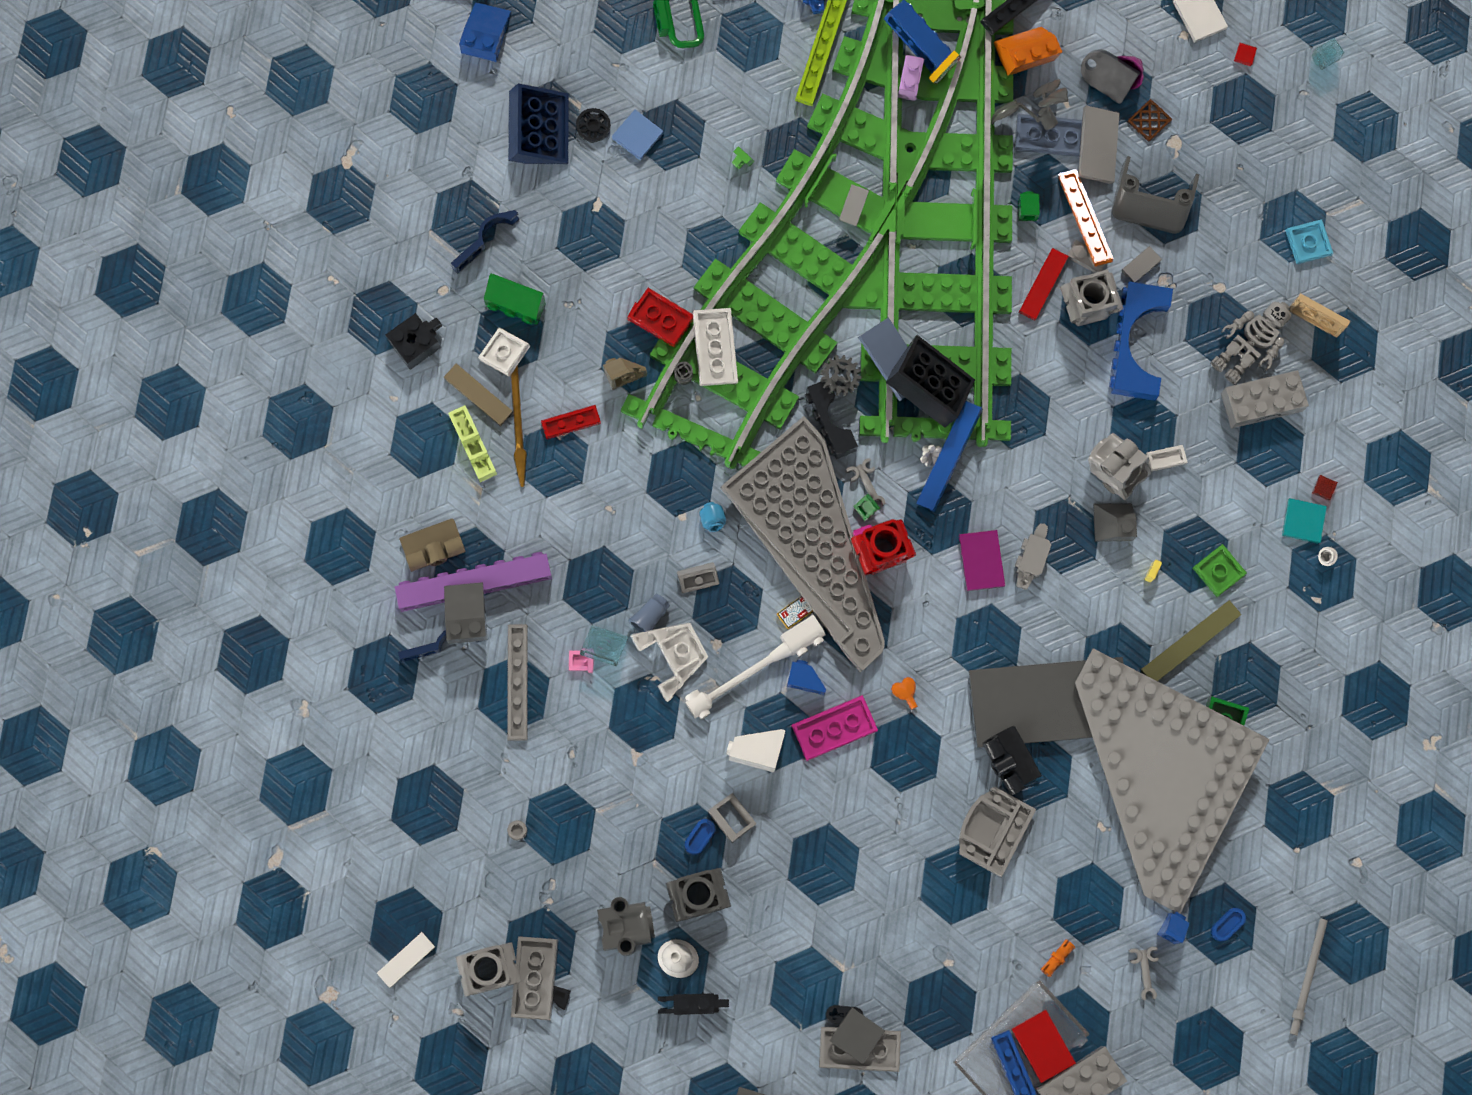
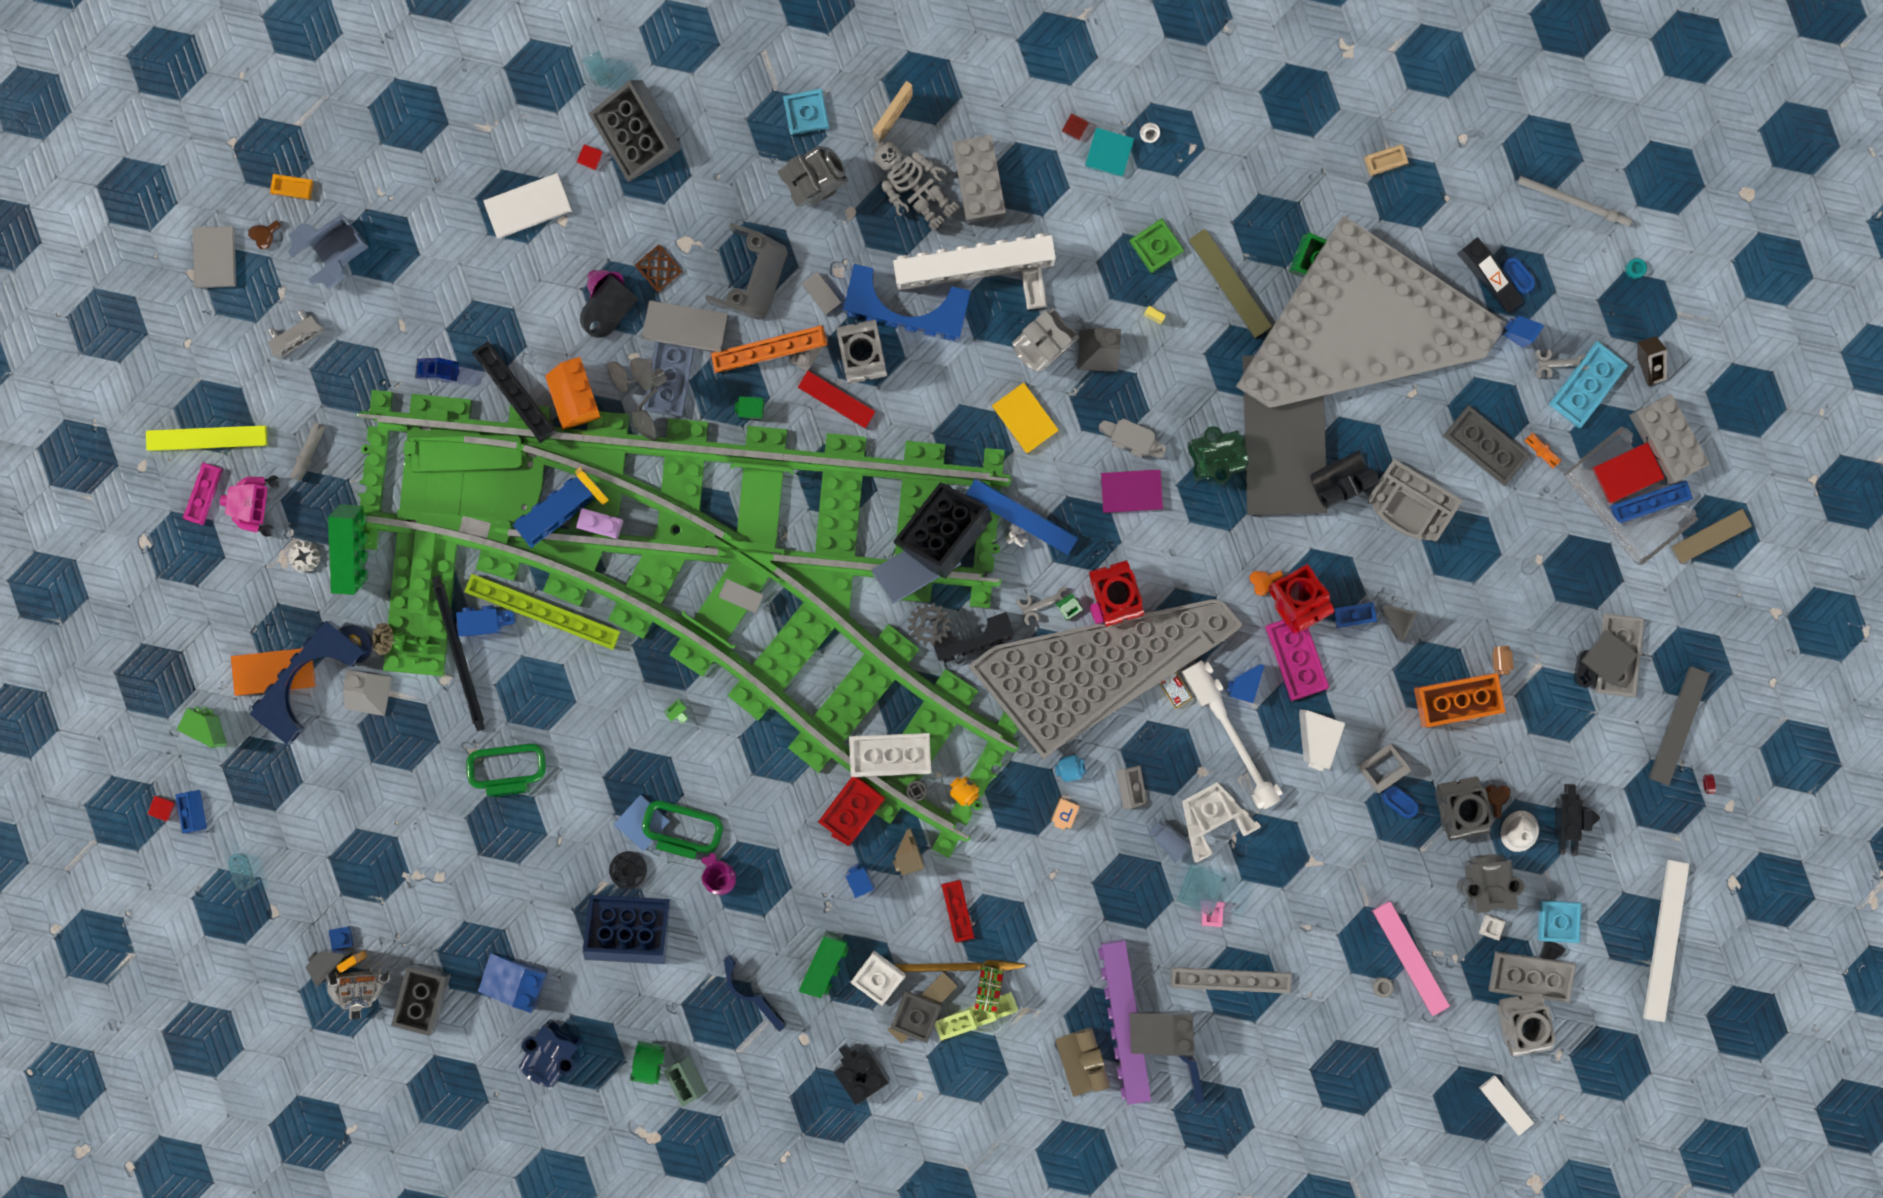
camera: 80 degrees left, 10 degrees up
(401, 183) = (685, 1081): none -> sand green brick
(417, 148) = (646, 1061): none -> green brick
(422, 63) = (547, 1059): none -> dark blue piece
(469, 387) = (916, 1016): none -> dark grey tile
(499, 450) = (989, 989): none -> piece
(546, 856) = (1410, 958): none -> bright pink tile
(581, 935) = (1492, 927): none -> white tile
(590, 1003) = (1559, 921): none -> medium azure tile
(592, 202) = (718, 876): none -> magenta hat
(596, 327) = (859, 880): none -> blue brick
(618, 164) = (675, 845): none -> green bar
(669, 514) = (1064, 814): none -> light nougat brick
(685, 416) = (964, 791): none -> light orange head
(695, 1024) = (1589, 818): none -> black tile
(710, 933) = (1497, 797): none -> reddish brown rock
(804, 886) = (1459, 700): none -> orange brick
(846, 929) = (1502, 660): none -> medium nougat brick
(878, 823) = (1398, 620): none -> dark grey slope
(880, 780) = (1355, 615): none -> blue plate
(892, 720) = (1301, 599): none -> red piece
(1025, 639) = (1223, 455): none -> clear green piece
(1042, 457) = (1025, 418): none -> yellow tile
(1057, 902) = (1486, 445): none -> dark grey tile
(1125, 1002) = (1588, 387): none -> medium azure tile
(1157, 1064) = (1653, 360): none -> dark brown slope
(1185, 397) = (974, 262): none -> white brick
(1226, 895) = (1490, 274): none -> black slope
(1248, 1043) = (1636, 268): none -> teal tile
(1250, 245) = (813, 176): none -> dark grey piece
(1275, 90) = (634, 129): none -> dark grey slope
(1327, 786) = (1386, 160): none -> tan tile

